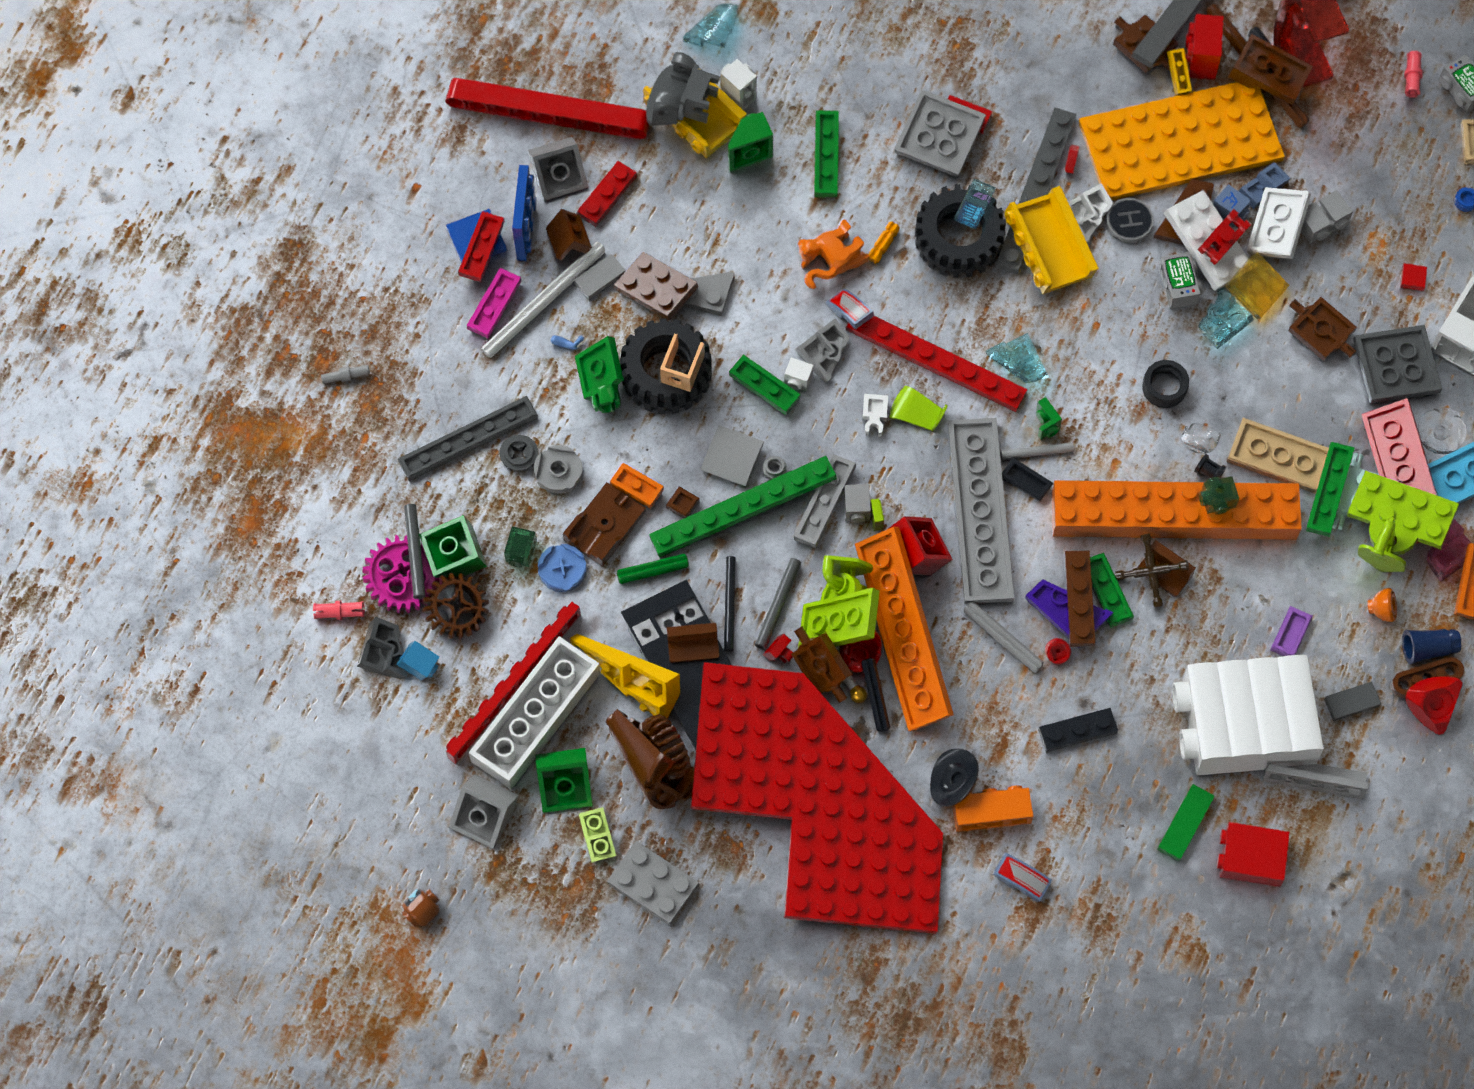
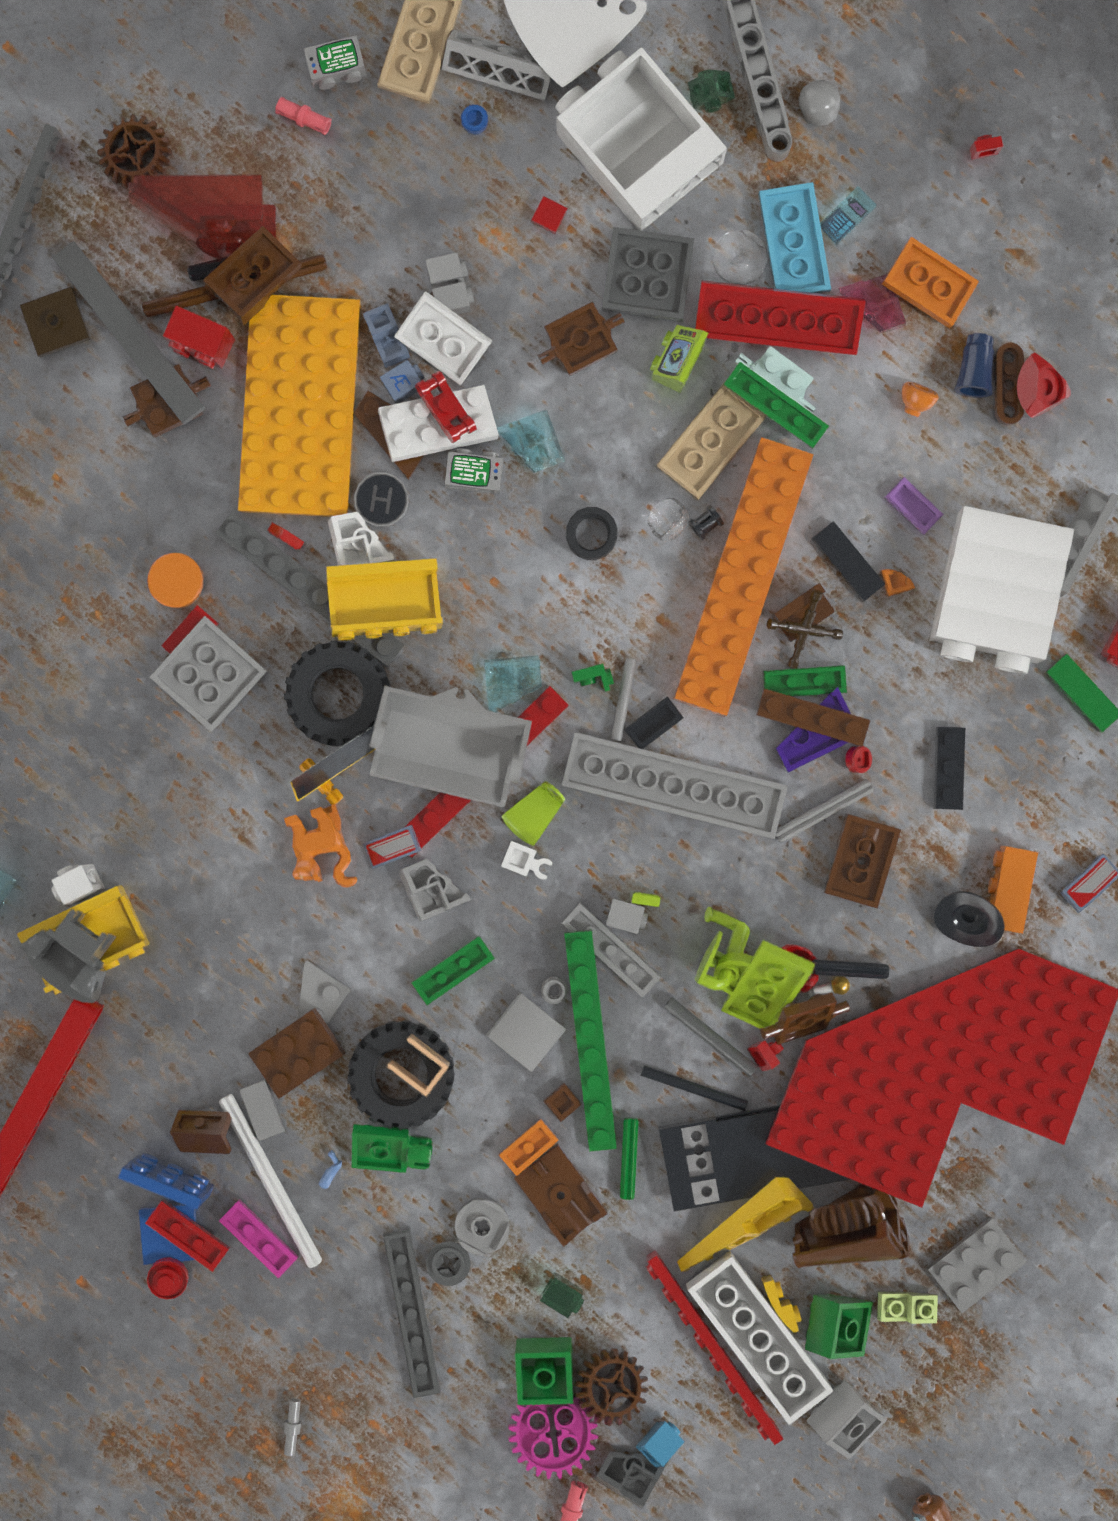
camera: 75 degrees left, 20 degrees up
(414, 551) = (537, 1415): dark grey piece -> none
(440, 244) = (167, 1278): none -> red plate
(558, 168) = (112, 1118): light grey slope -> none
(562, 568) = (596, 1255): medium blue tile -> none
(562, 732) = (787, 1313): none -> yellow slope
(607, 193) = (160, 1070): red plate -> none
(693, 643) = (738, 1147): reddish brown panel -> none
(750, 142) = (153, 894): green slope -> none
(798, 374) = (455, 930): white plate -> none
(826, 153) = (191, 809): green plate -> none
(905, 241) = (332, 765): none -> black sticker
(905, 630) = (793, 918): orange plate -> none
(923, 545) = (703, 871): red brick -> none
(950, 314) = (448, 745): none -> light grey piece
(974, 203) = (318, 669): clear light blue tile -> none
(989, 670) = (866, 881): none -> reddish brown piece
(1005, 90) = (175, 580): none -> orange tile
(1179, 71) = (218, 377): yellow piece -> none
(1218, 495) = (761, 522): clear green brick -> none
(1220, 638) = (896, 582): none -> orange tile
(1222, 593) = (848, 561): none -> black tile
(1257, 285) = (508, 390): clear yellow plate -> none
(1338, 406) = (678, 357): none -> lime slope
(1352, 701) = (1008, 471): dark grey tile -> none
(1399, 515) = (831, 341): lime plate -> none

